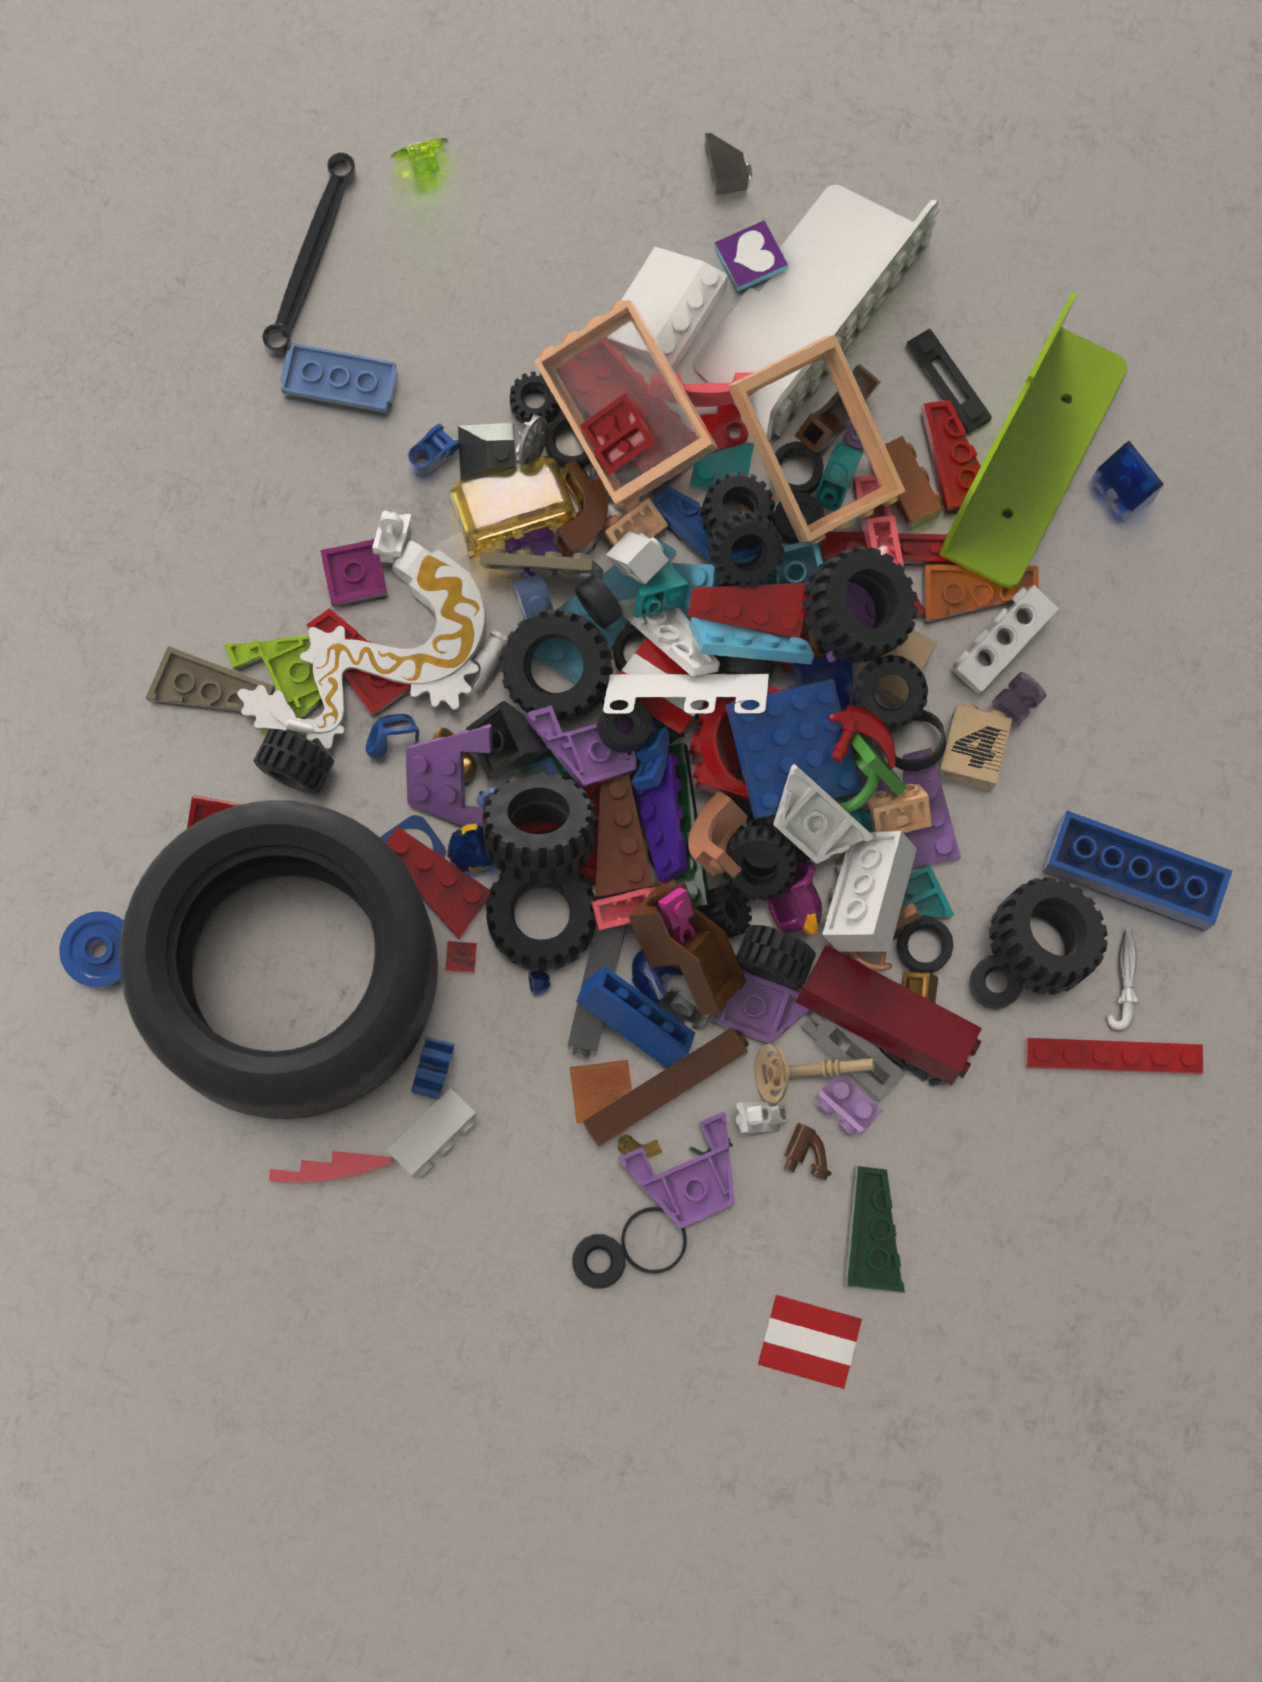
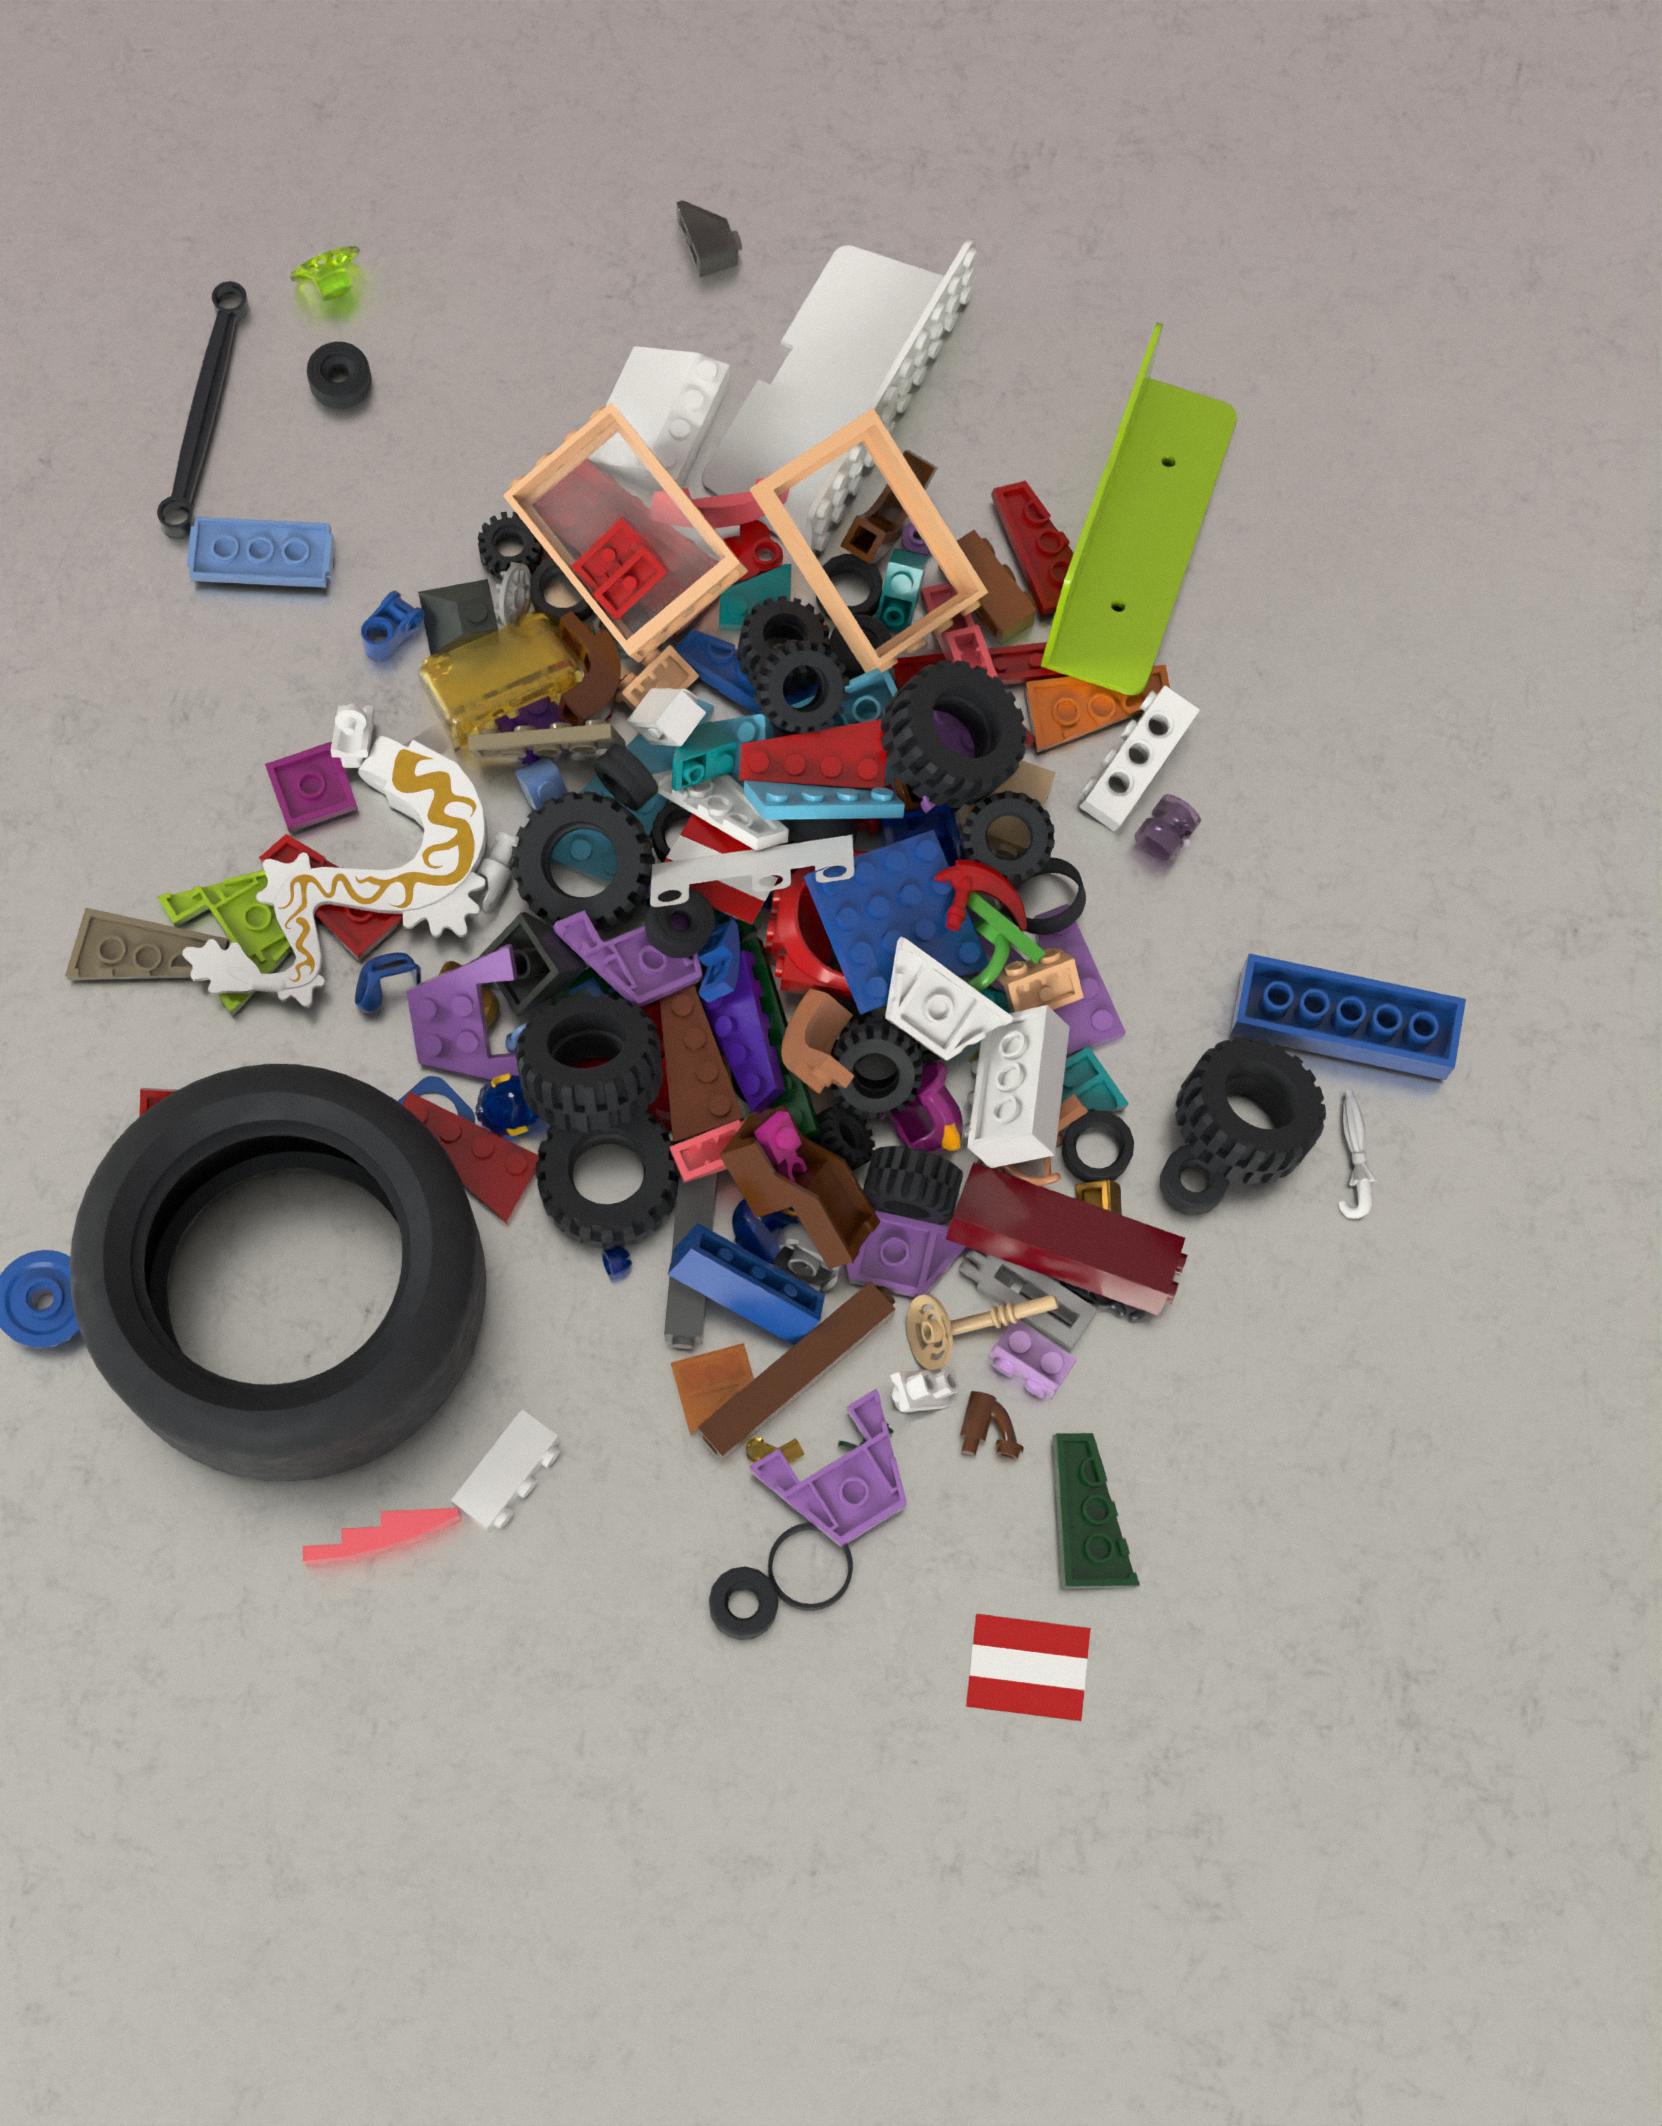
camera: 10 degrees left, 5 degrees down
(293, 761) = (265, 1026): black tyre -> none
(419, 225) = (339, 356): none -> black tyre
(432, 1067) = (495, 1386): blue gear -> none
(461, 957) = (512, 1244): clear red tile -> none
(751, 255) = (755, 341): tile -> none
(925, 349) = (987, 424): black container -> none
(975, 746) = (1122, 893): tan panel -> none
(1114, 1056) = (1355, 1251): red plate -> none
(1127, 481) = (1259, 548): clear blue slope -> none

